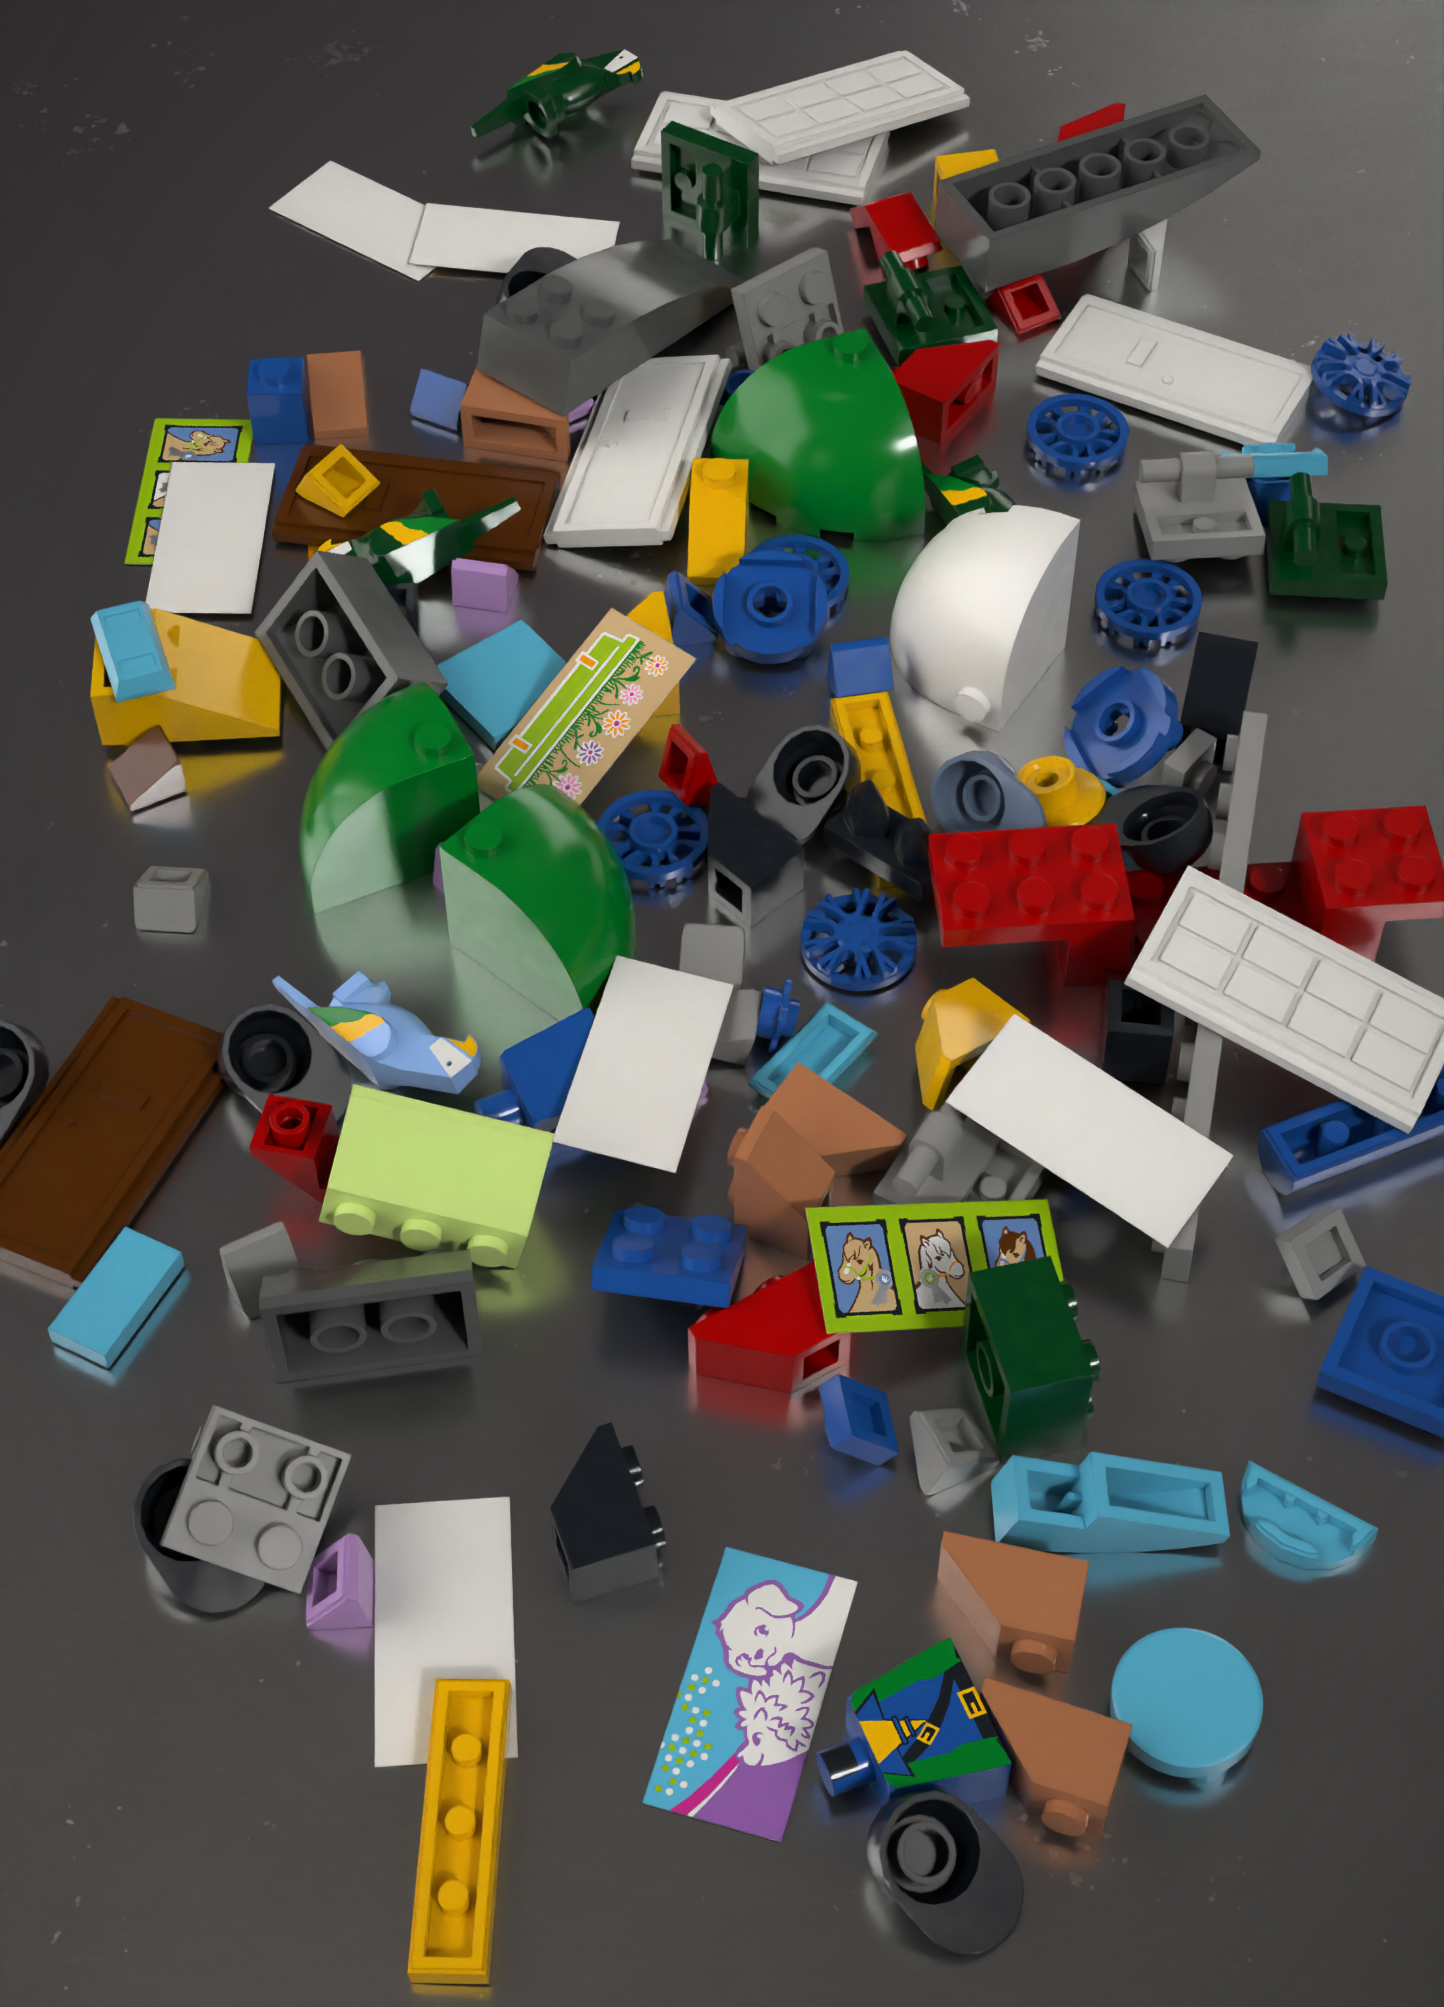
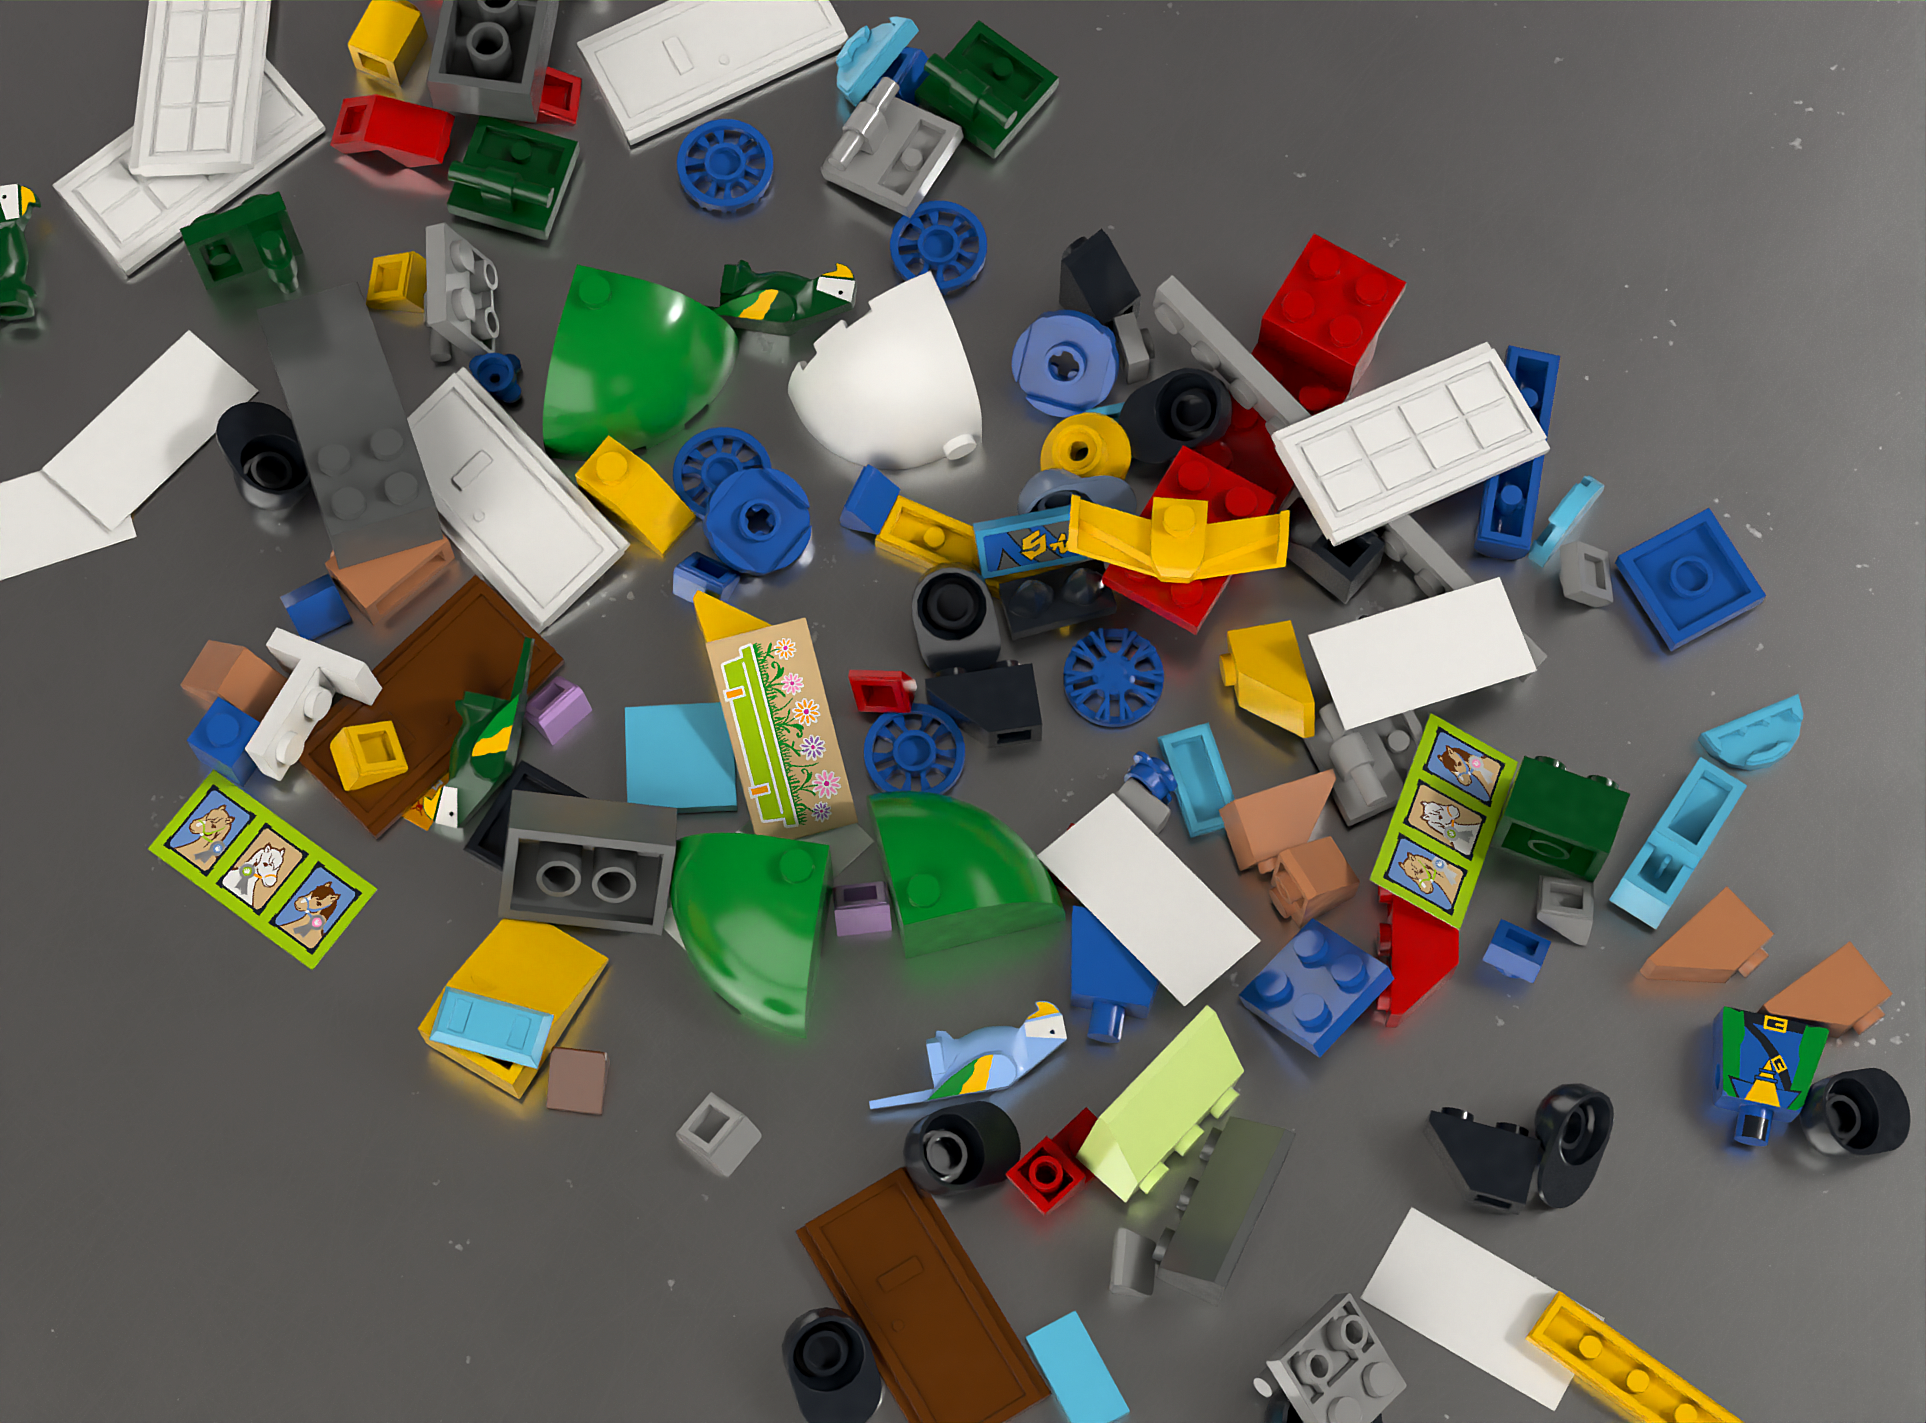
camera: 55 degrees left, 20 degrees up
(210, 538) = (335, 885): white sticker -> none
(341, 1586) = (1417, 1358): lavender slope -> none
(342, 417) = (305, 698): none -> white bracket
(678, 1587) = (1573, 1133): none -> black cap
(714, 952) = (1068, 791): light grey slope -> none
(751, 1694) = (1663, 1150): sticker -> none
(923, 785) = (1024, 542): none -> tile
(946, 385) = (607, 228): red slope -> none
(1014, 858) = (1178, 540): none -> yellow plate
(1188, 1703) = (1838, 895): medium azure tile -> none
(1373, 1203) = (1565, 518): none -> medium azure tile

